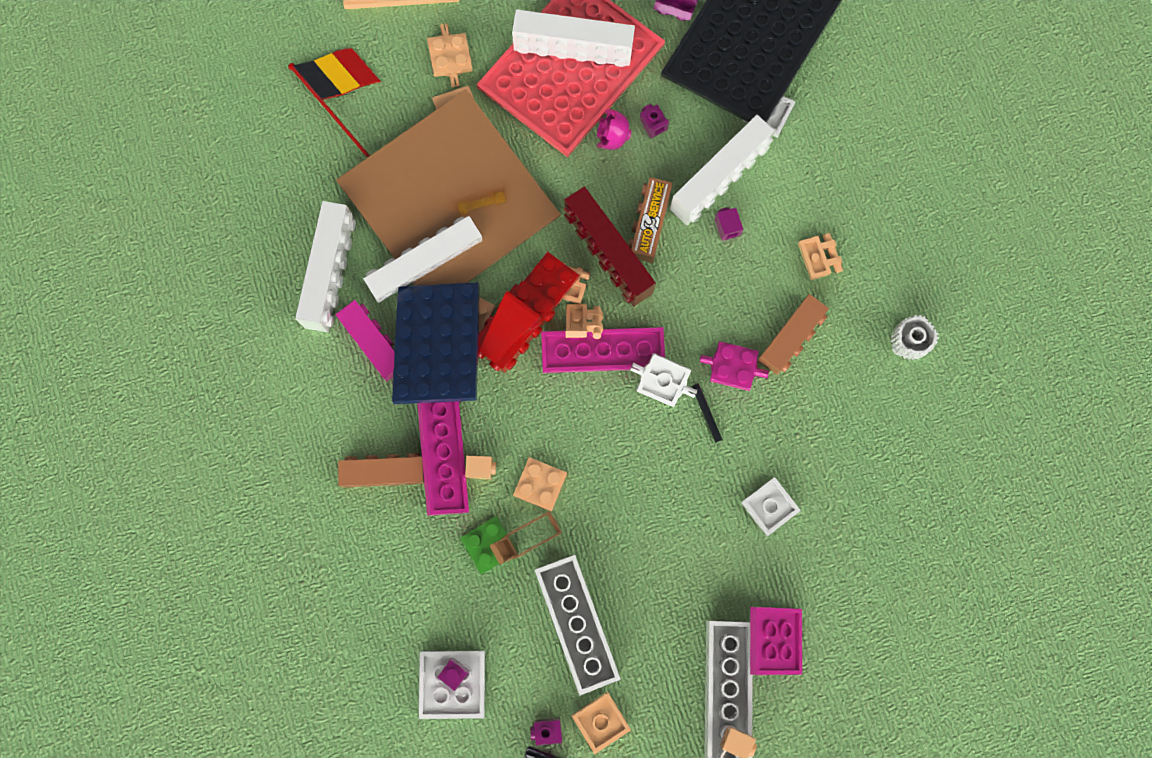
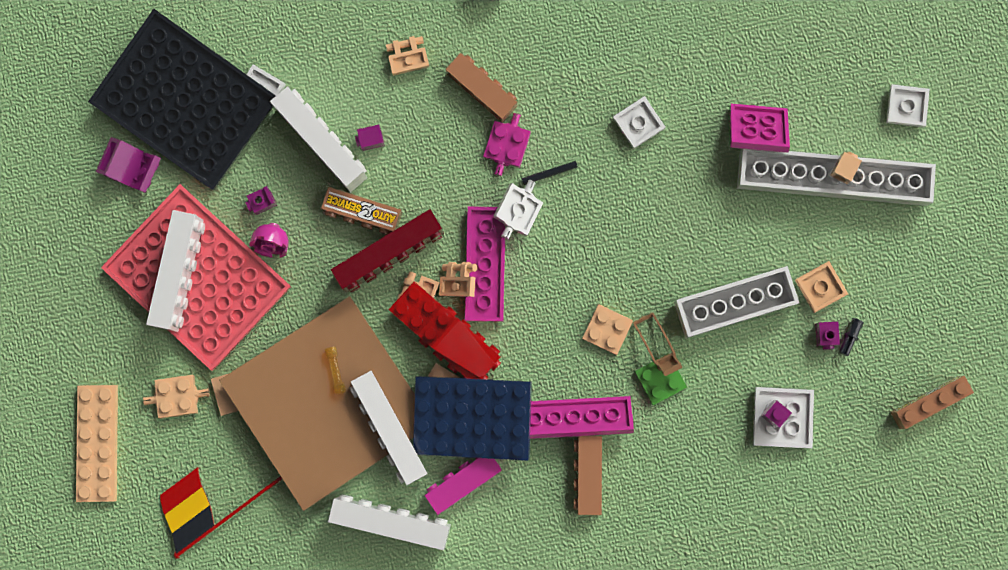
camera: 80 degrees left, 5 degrees up
(480, 467) = (590, 383): light nougat brick -> none

